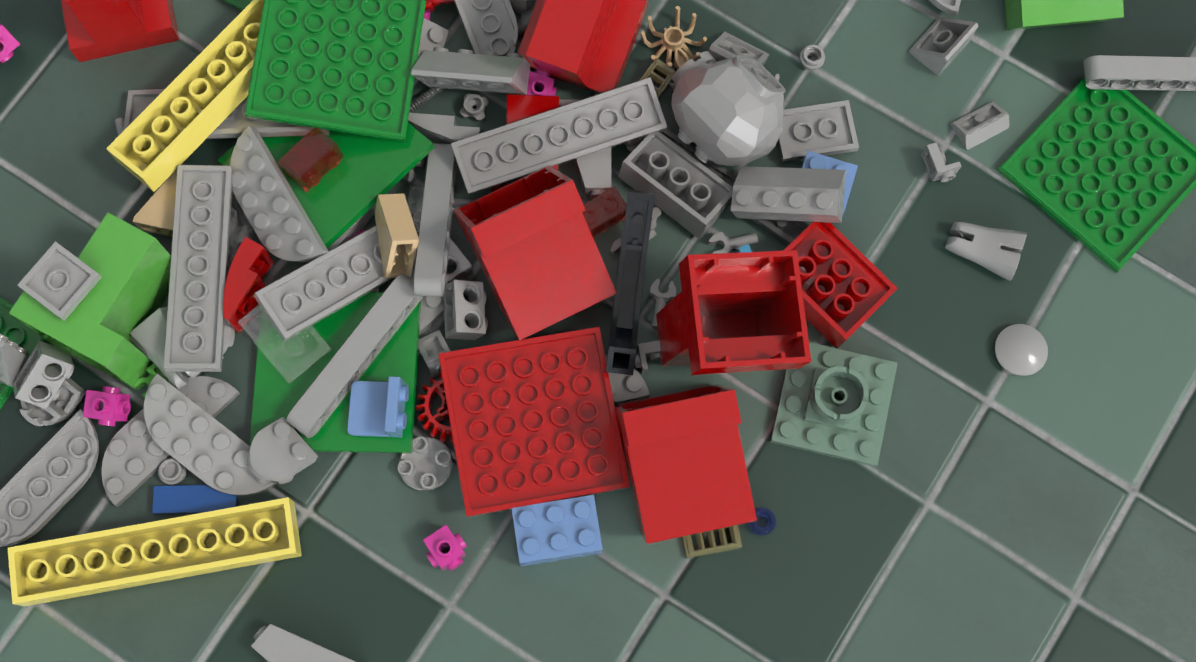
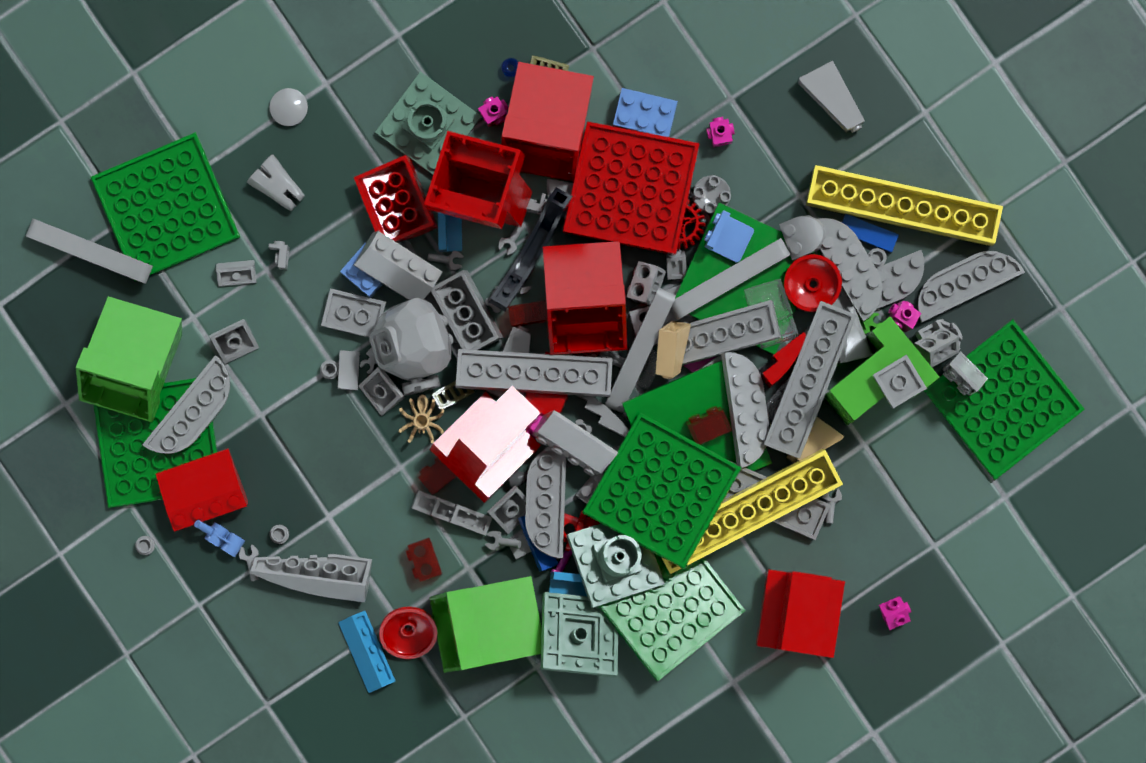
camera: 155 degrees left, 10 degrees up
(242, 378) = (809, 269): none -> red dish
(765, 443) = (493, 117): none -> dark pink brick
(790, 65) = (348, 370): none -> light grey slope

